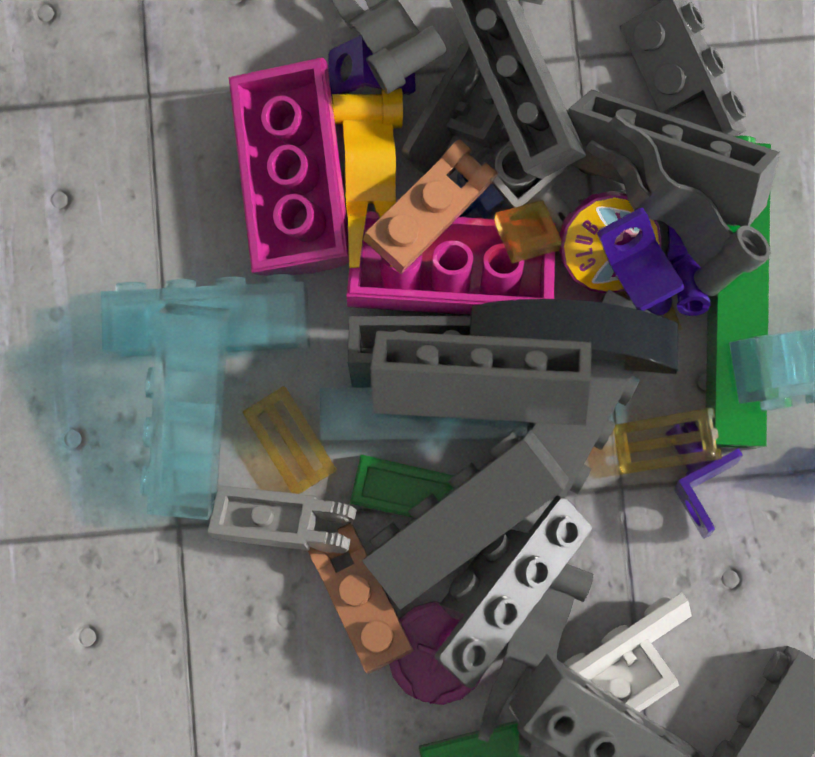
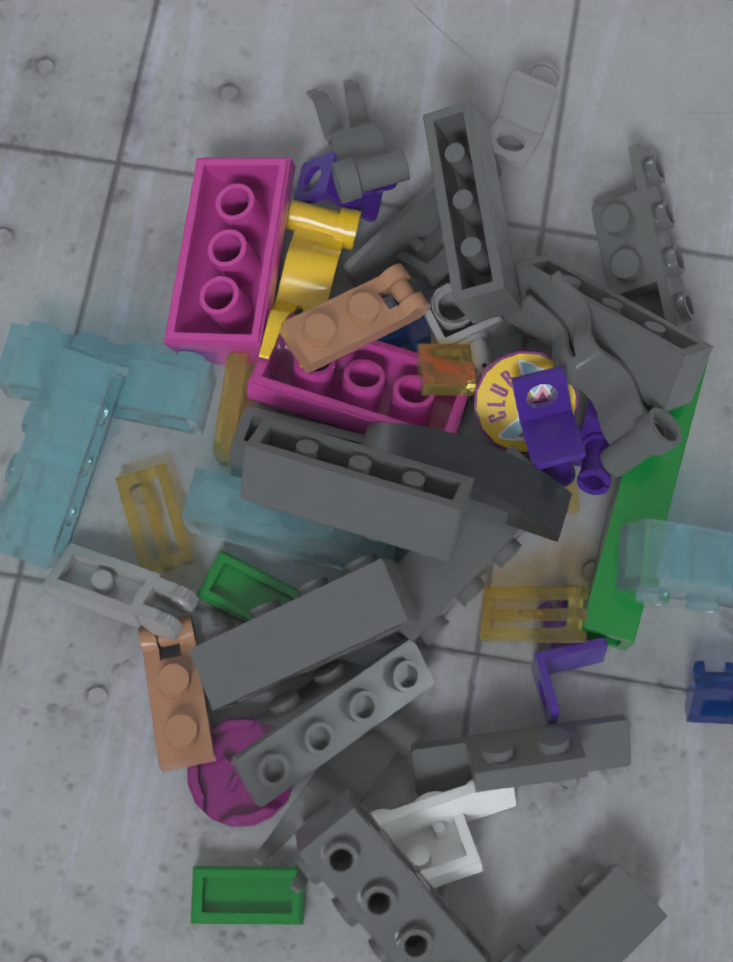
camera: 10 degrees right, 10 degrees down
(333, 317) = (231, 404): none -> clear yellow tile
(689, 575) = (522, 755): none -> dark grey bracket

